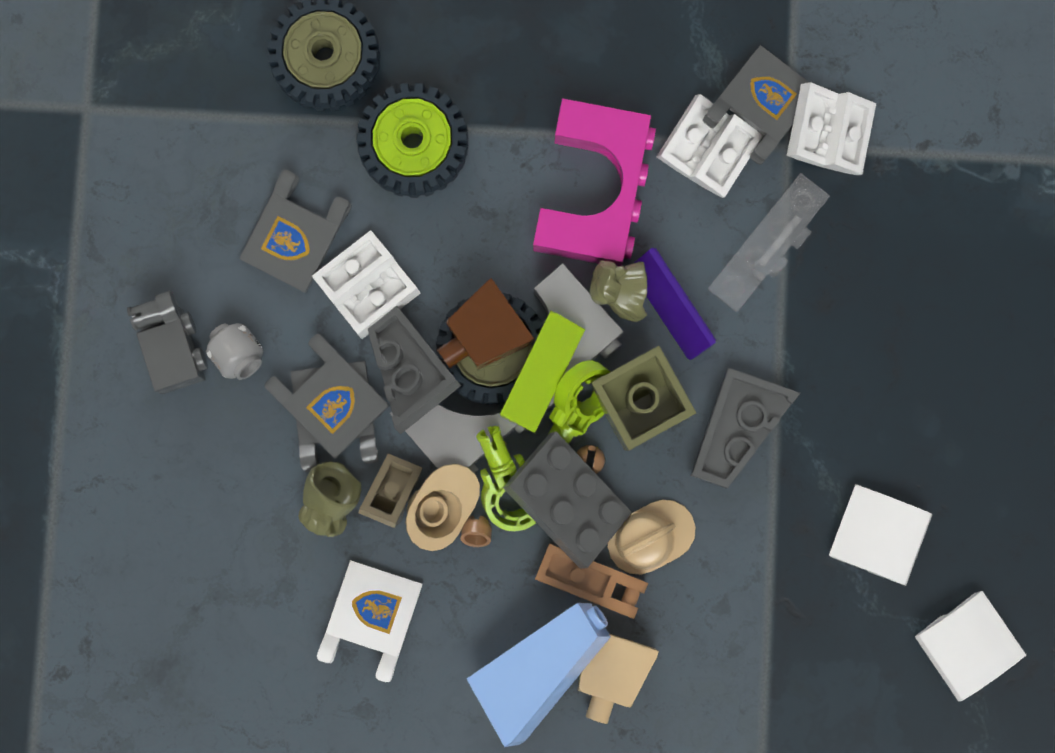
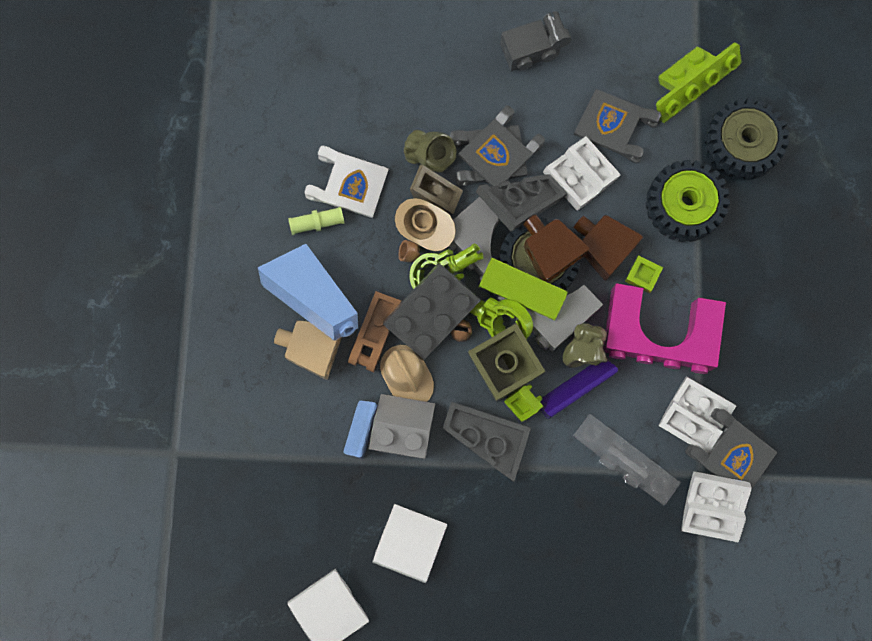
camera: 90 degrees right, 5 degrees down
(227, 121) = (694, 76): none -> lime bracket
(234, 351) = (531, 86): light grey head -> none
(427, 665) = (316, 220): none -> yellowish green pin
(472, 254) = (608, 243): none -> reddish brown torso
(518, 205) = (644, 274): none -> lime tile
(696, 374) = (523, 403): none -> lime tile
(725, 542) = (402, 426): none -> light grey slope
(727, 601) = (360, 429): none -> light blue slope

